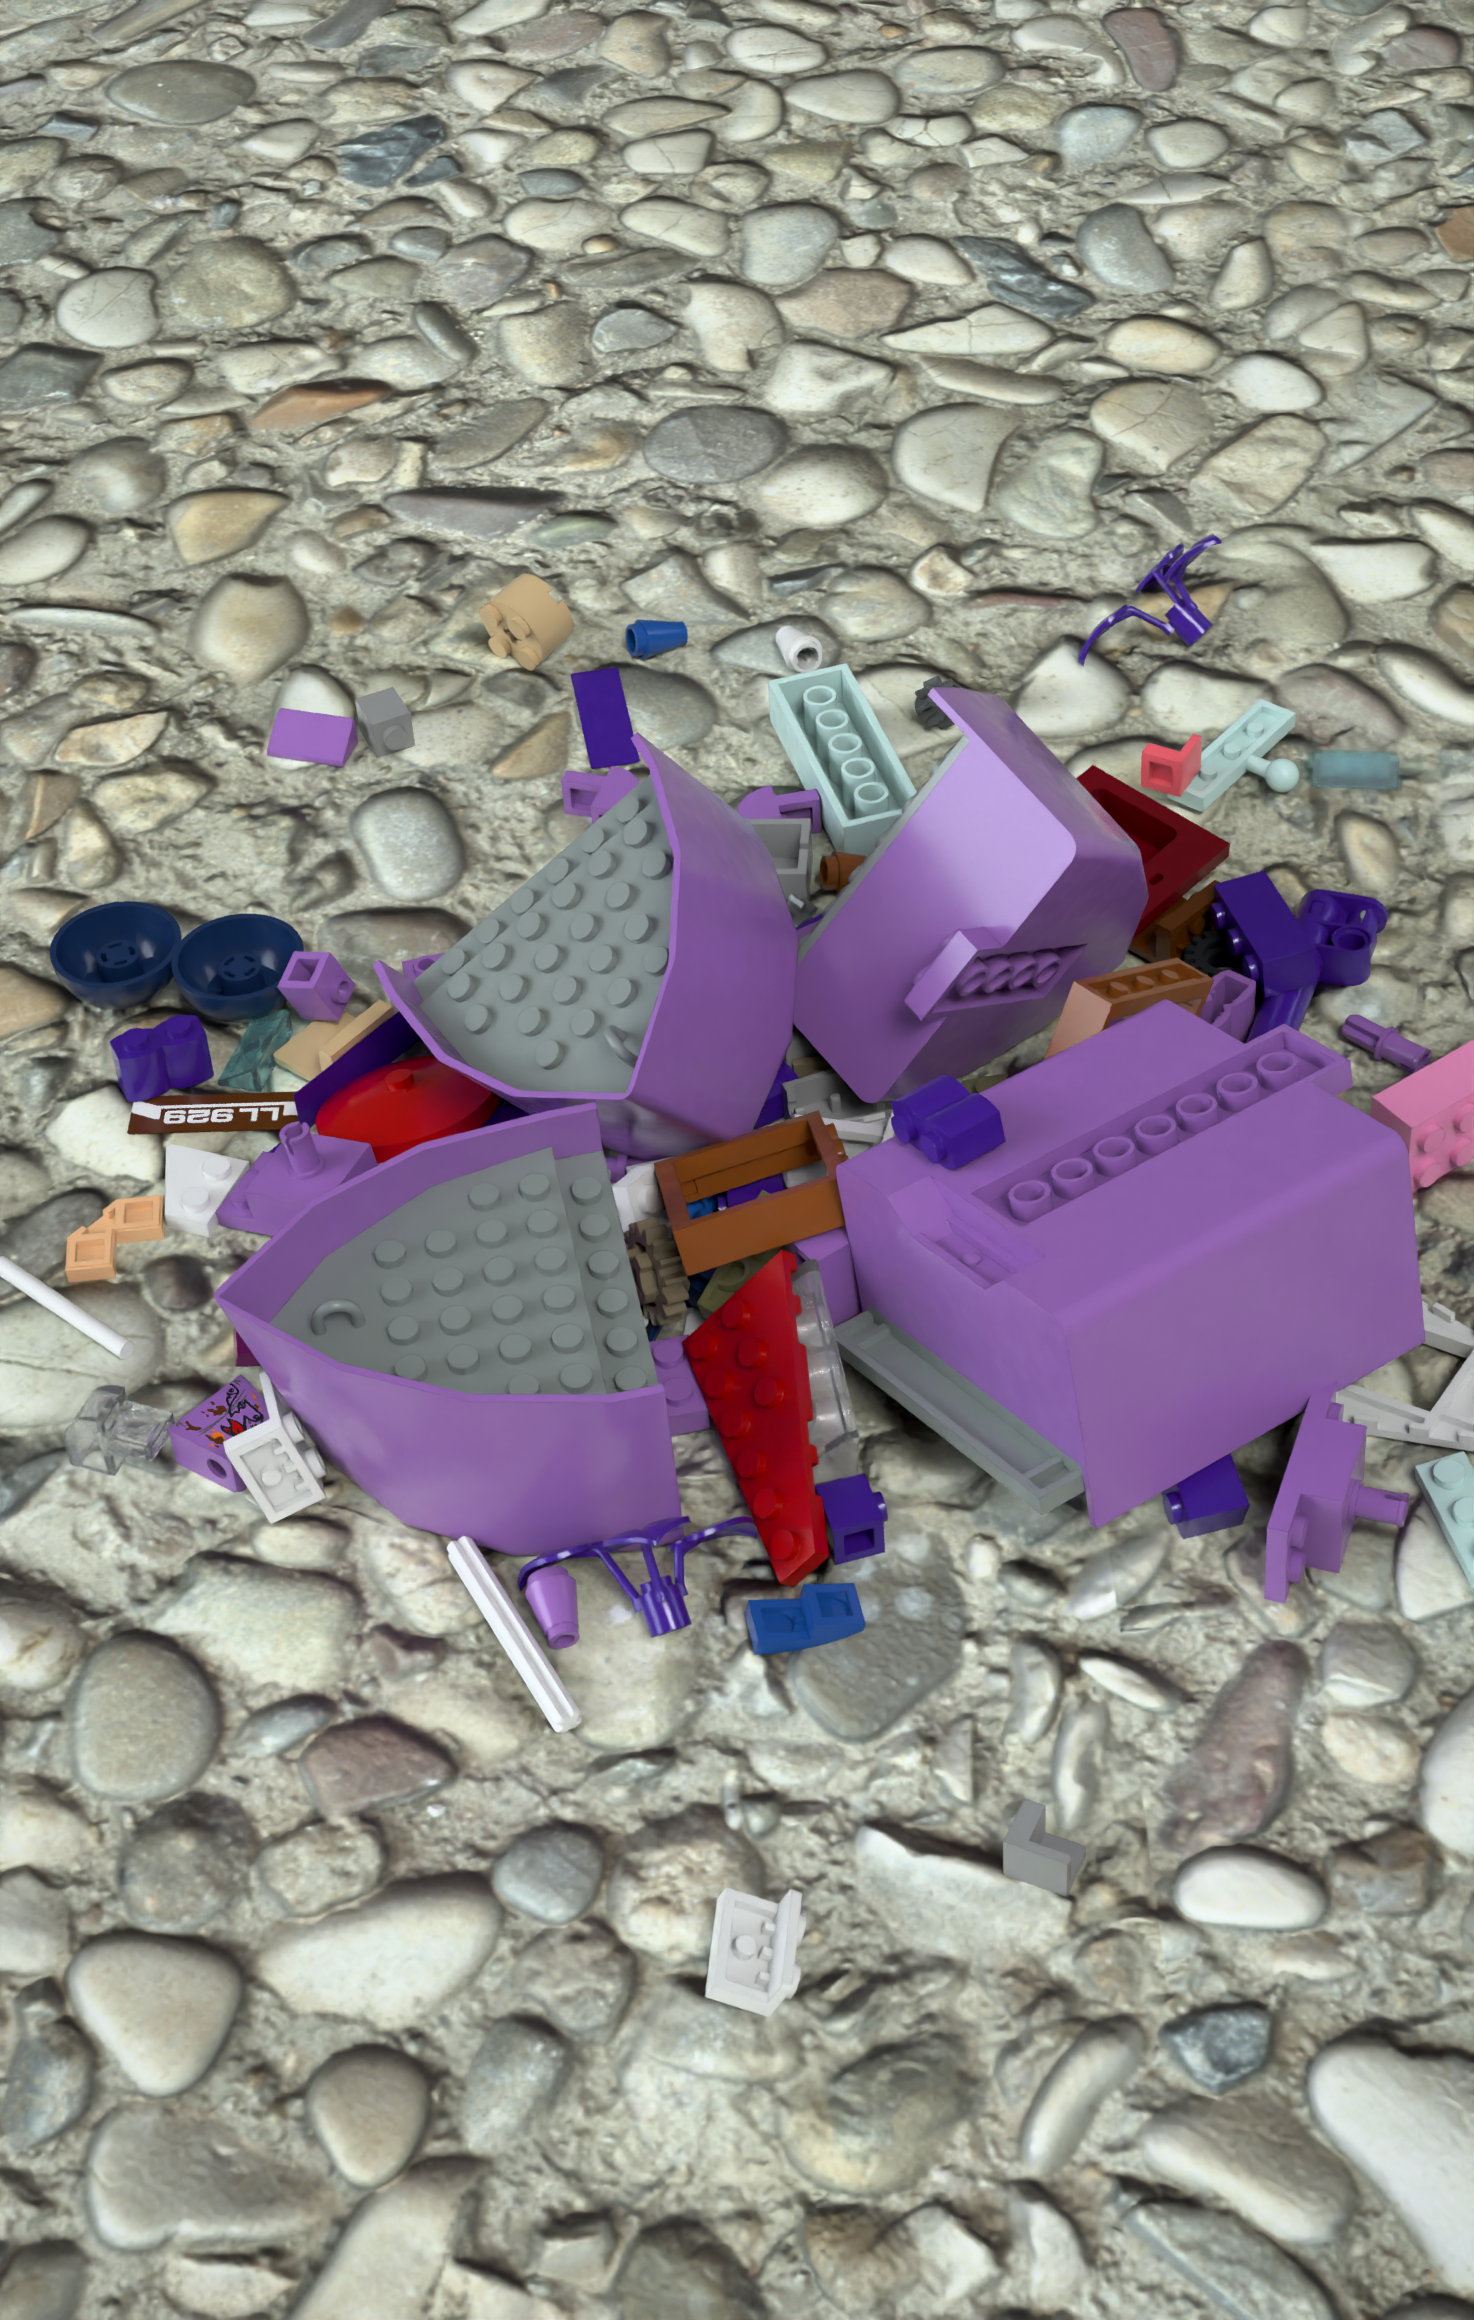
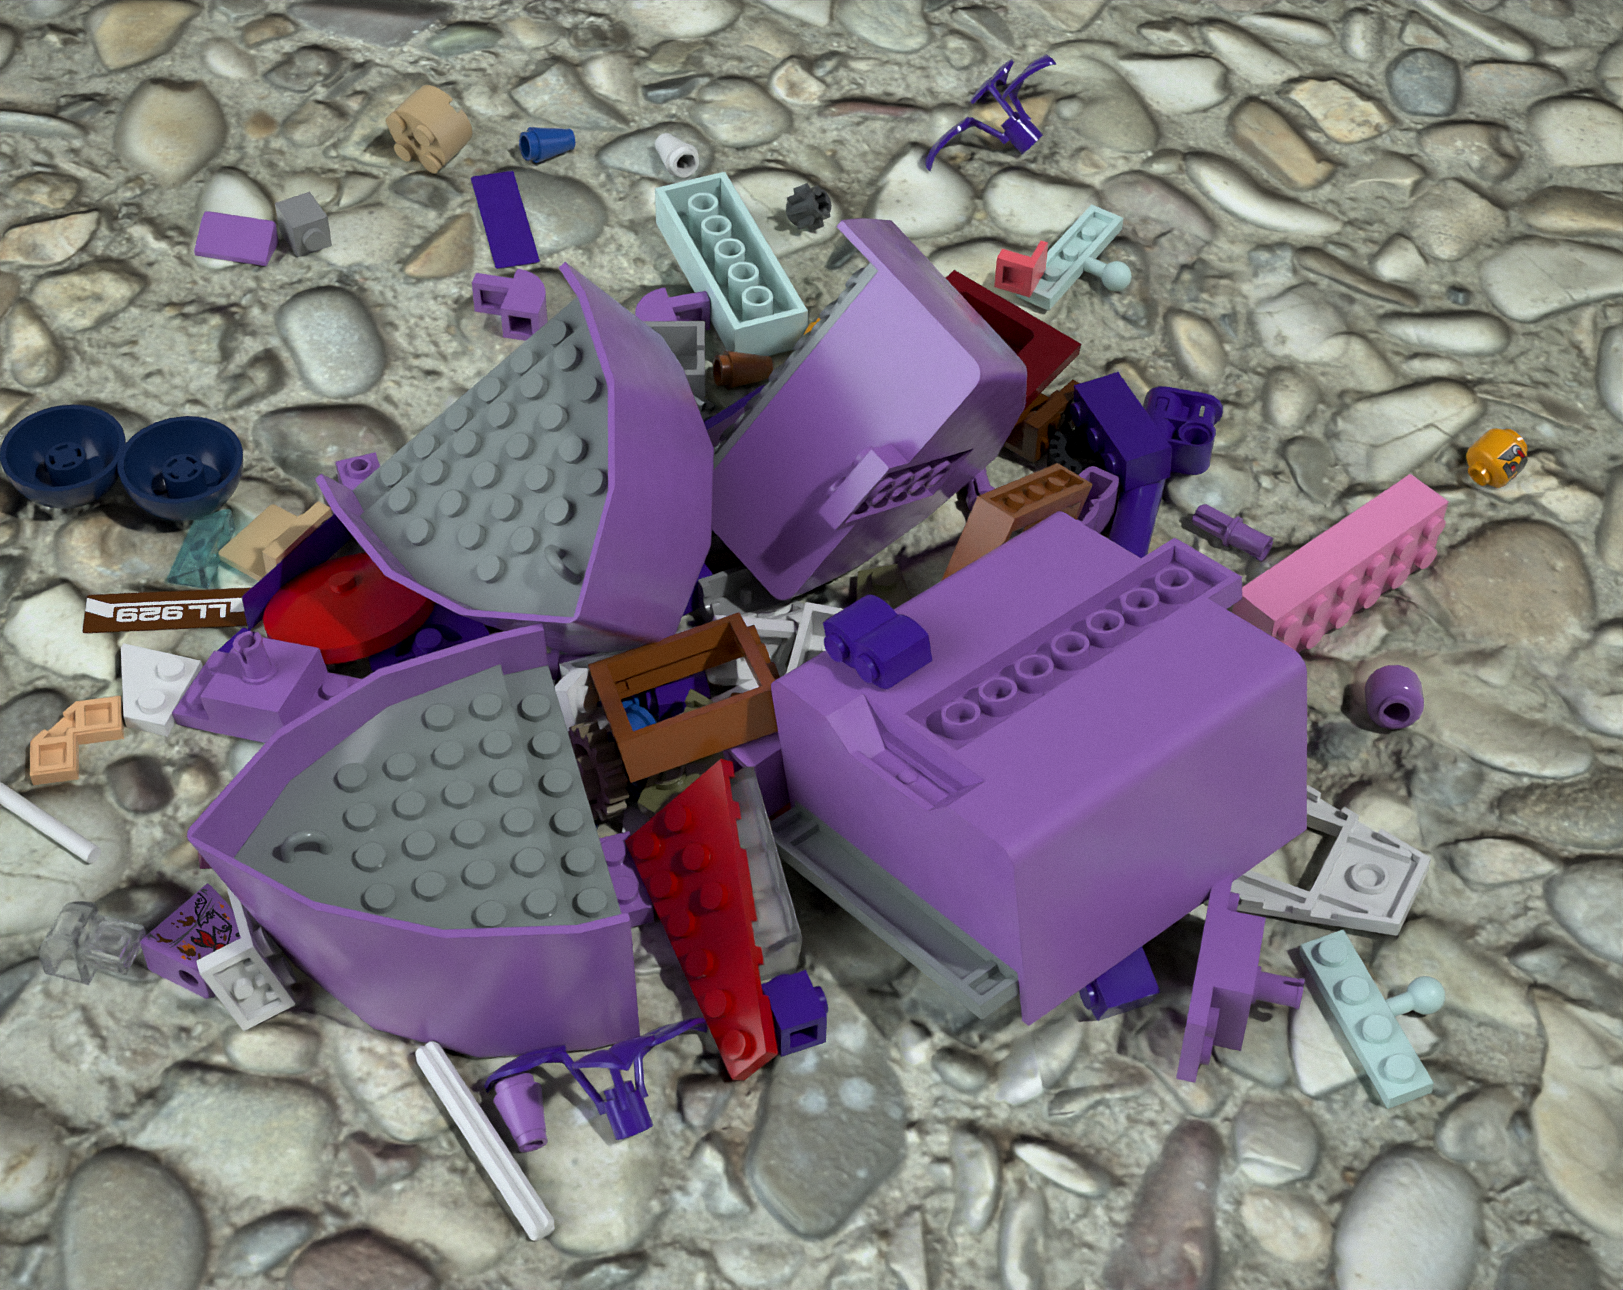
camera: 10 degrees left, 5 degrees up
(161, 1058) = (112, 558): dark purple brick -> none
(316, 985) = (256, 487): medium lavender brick -> none
(815, 1619) = (760, 1117): blue slope -> none
(1355, 769) = (1178, 269): clear light blue slope -> none

